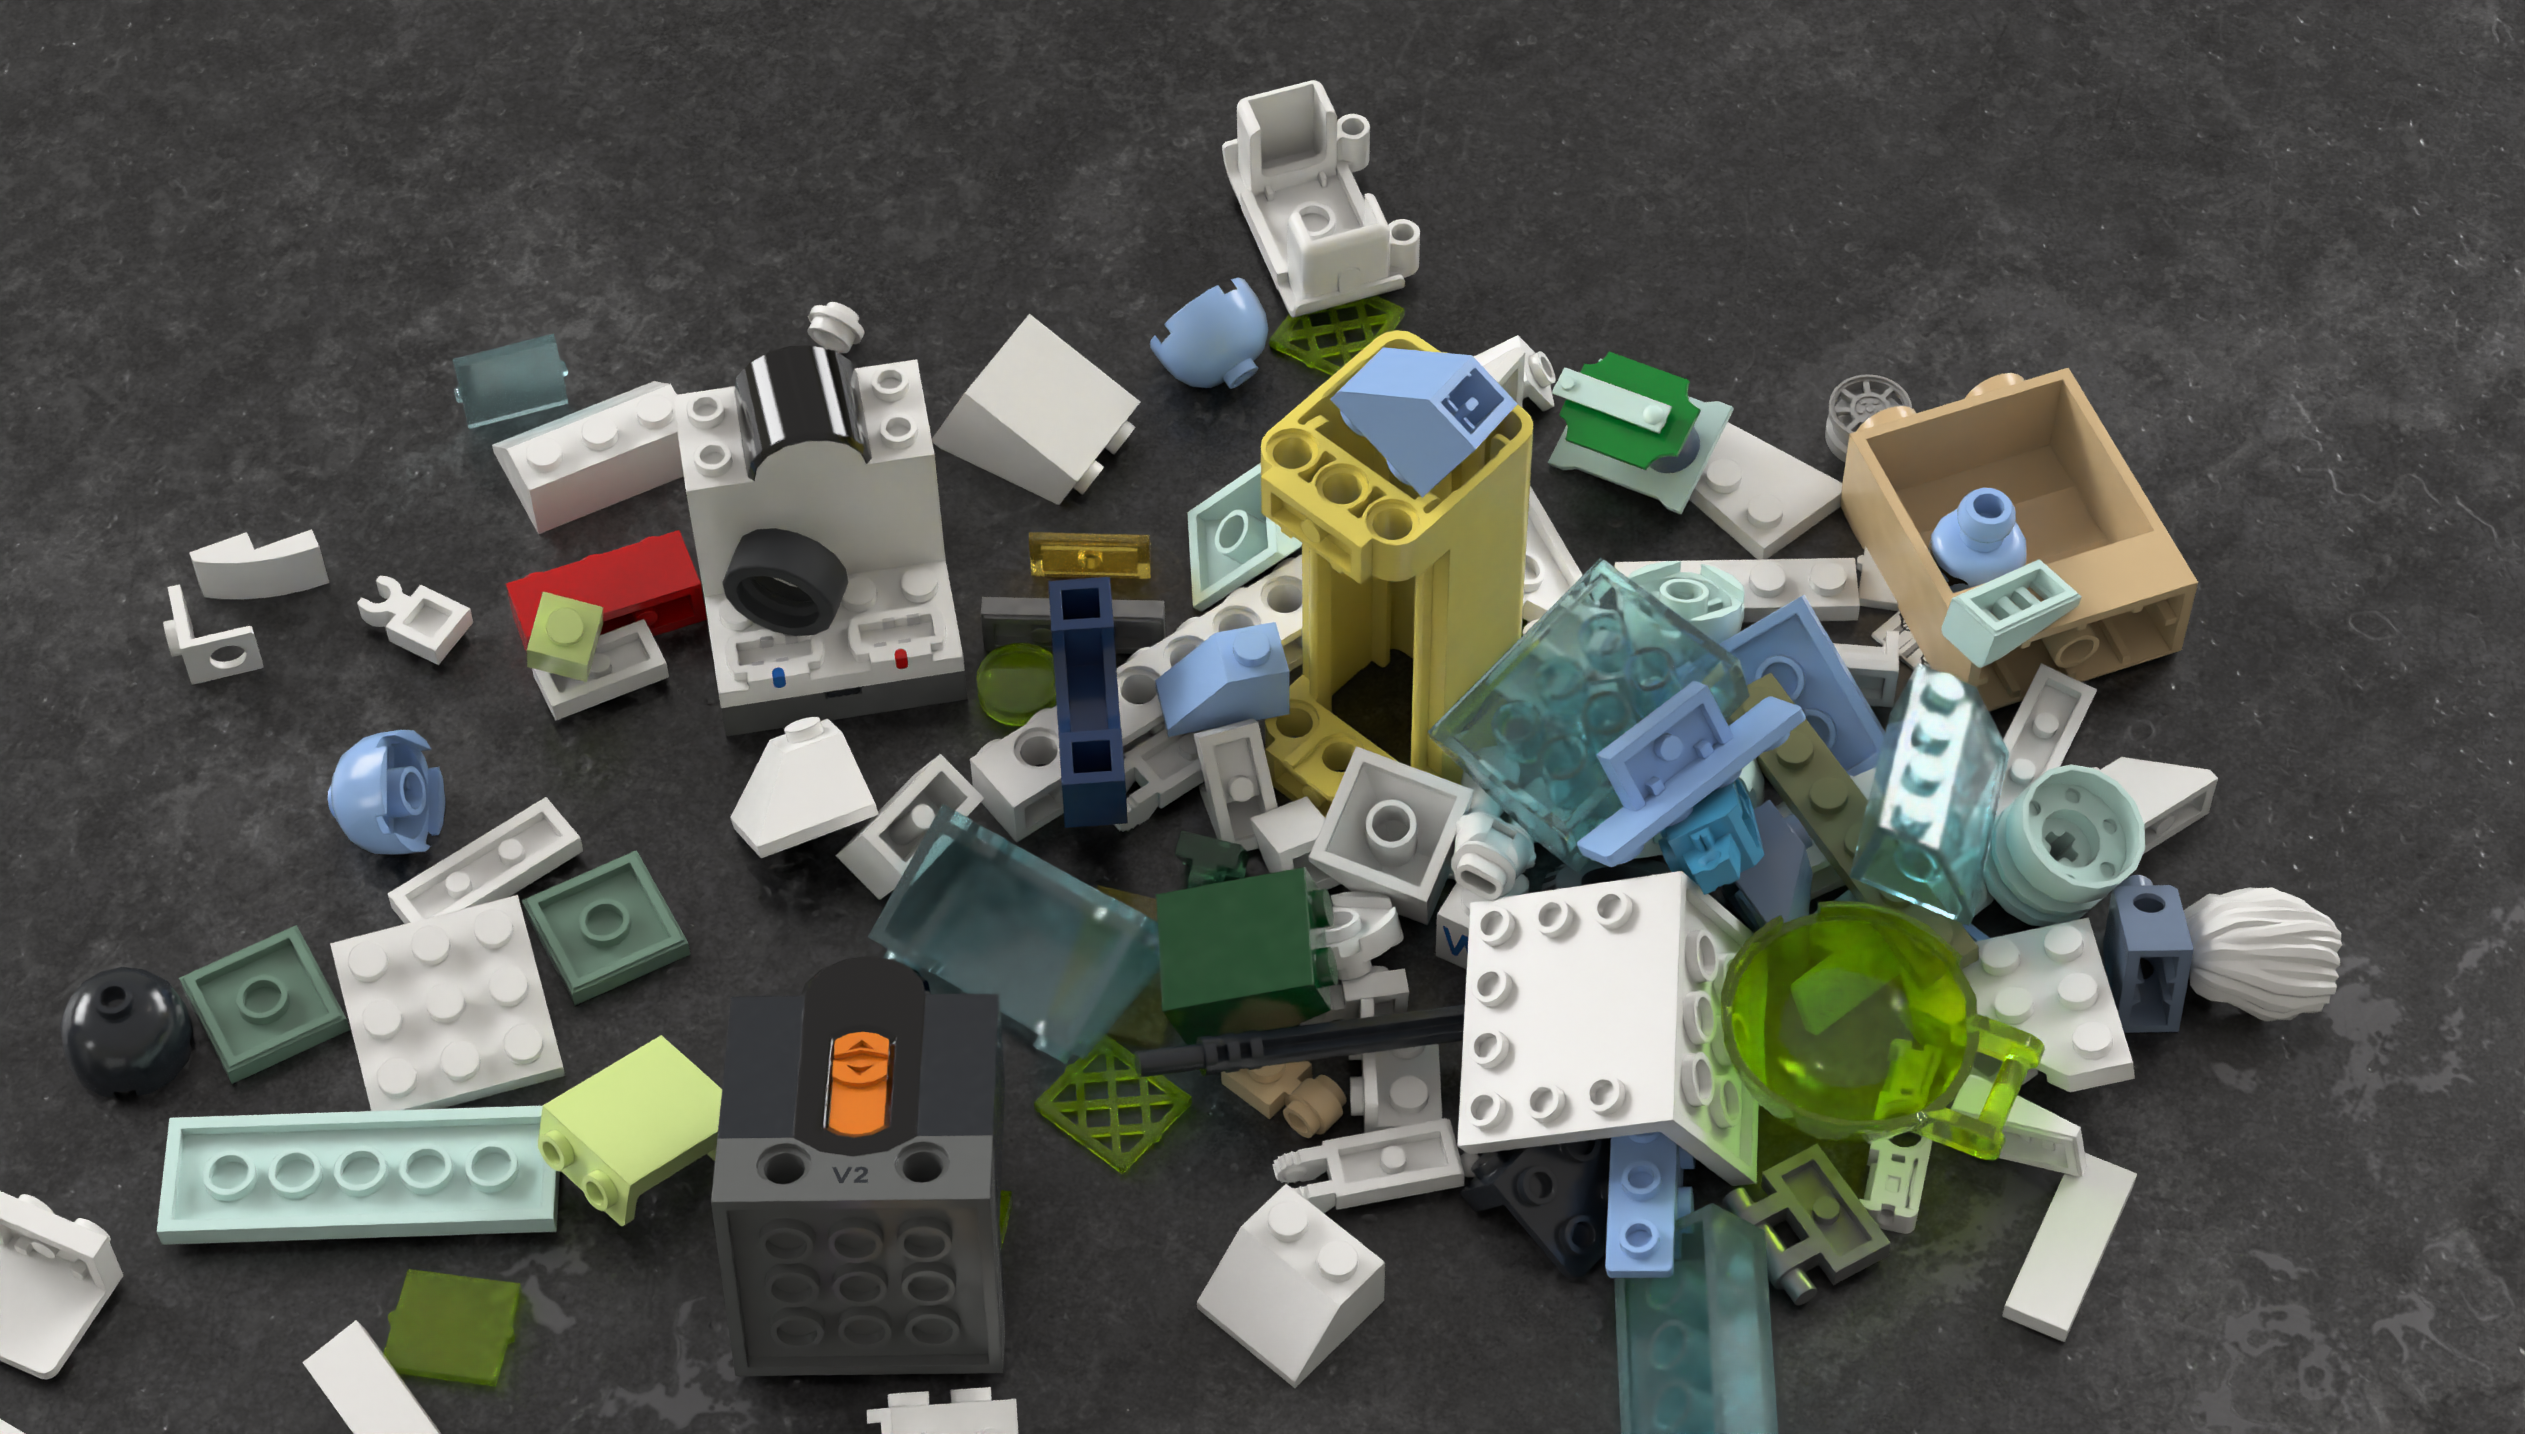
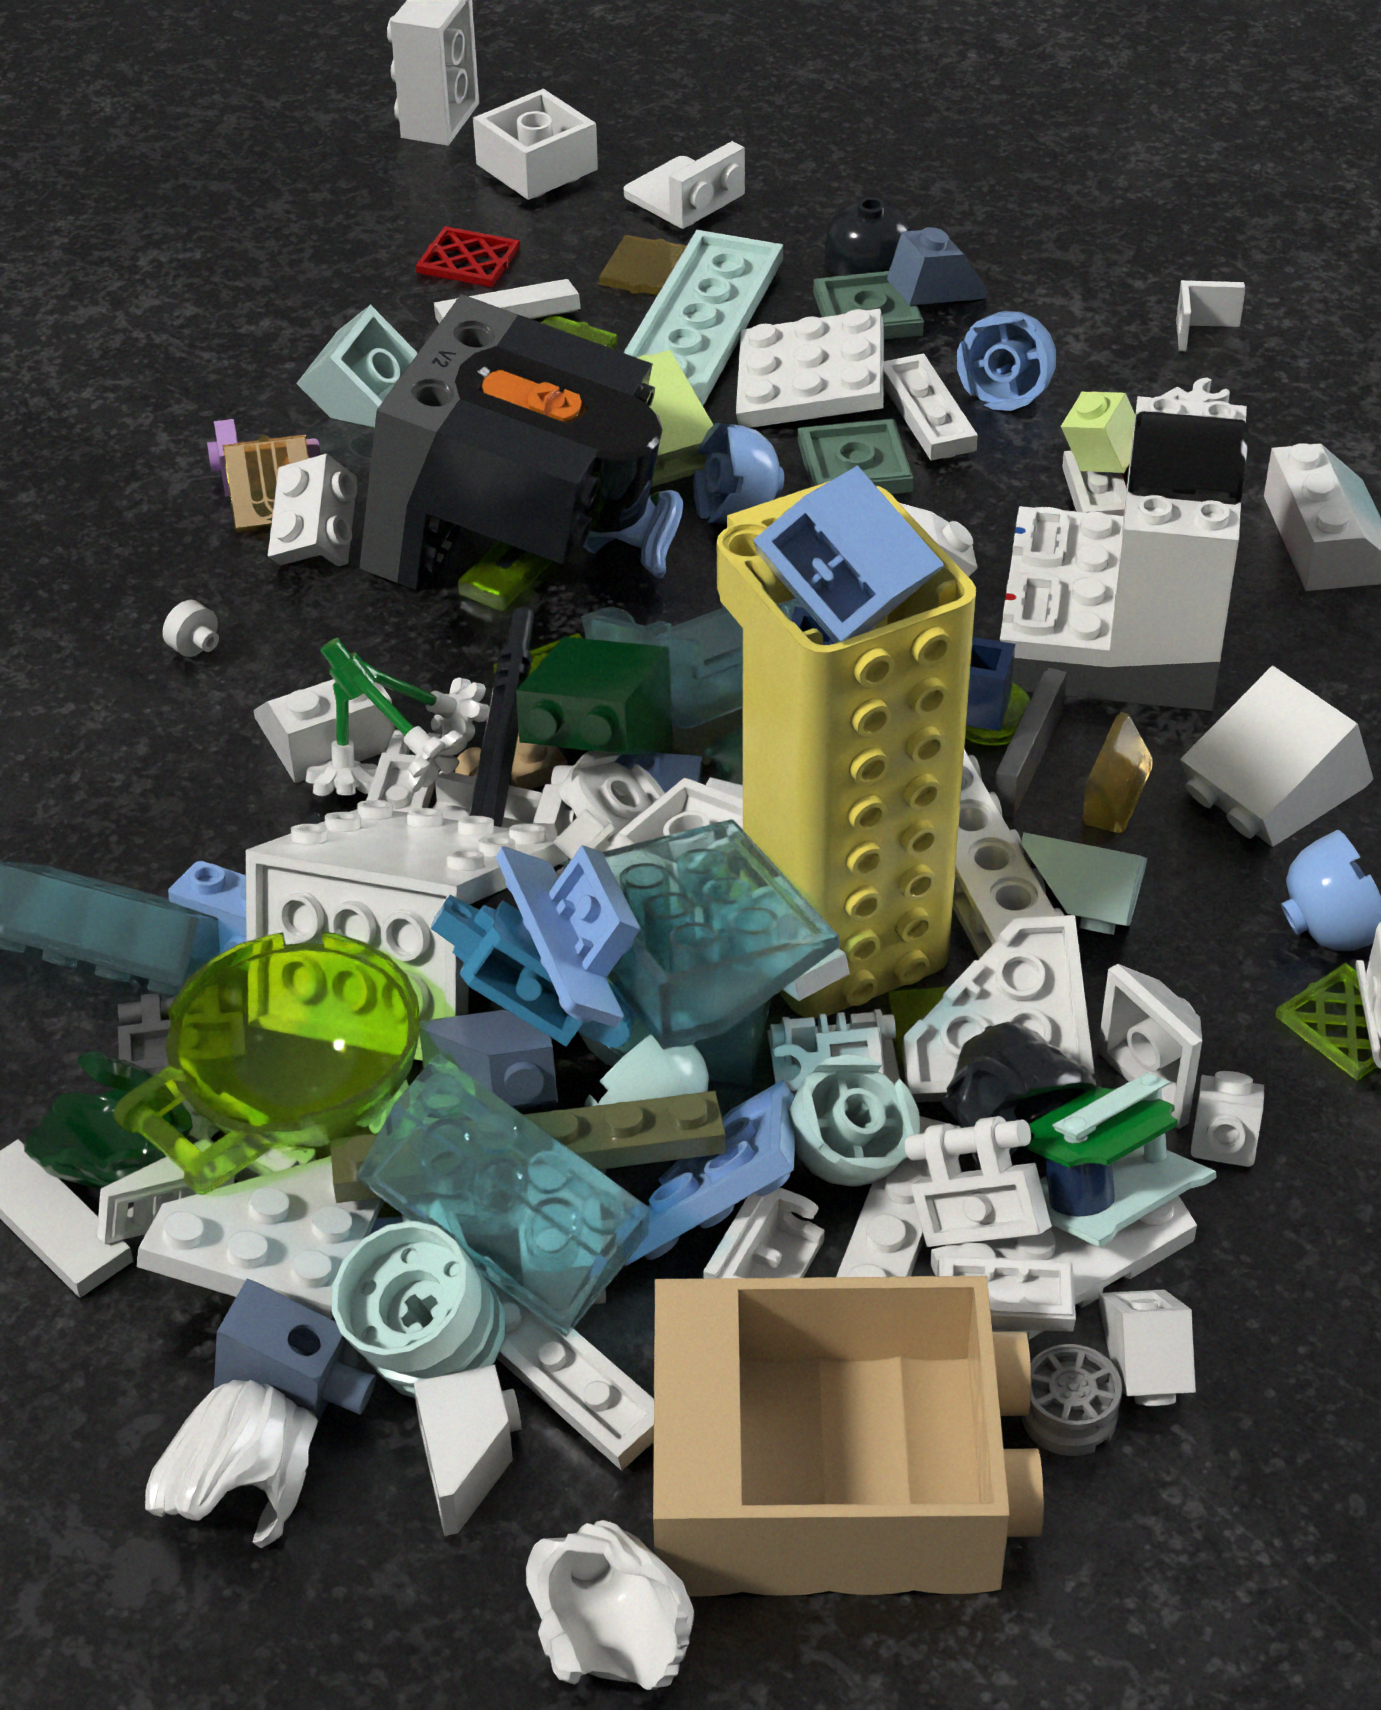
camera: 110 degrees right, 10 degrees down
(210, 922) = (933, 270): none -> sand blue slope
(220, 1294) = (641, 264): none -> clear yellow piece
(240, 572) = (1265, 344): white slope -> none
(699, 995) = (737, 472): none -> light blue cylinder
(794, 559) = (1077, 505): black tyre -> none
(1385, 1087) = (452, 721): none -> white plant
(1601, 502) = (1012, 1076): none -> black head
(1717, 496) = (977, 1203): none -> white plate
(1786, 379) = (1149, 1344): none -> white slope
(1804, 469) = (1021, 1290): none -> white plate
(1978, 540) = (803, 1369): light blue piece -> none
(1978, 1214) = (83, 1139): none -> dark green hair
(1985, 638) = (670, 1264): light aqua slope -> none
(2228, 645) = (609, 1607): none -> white hair

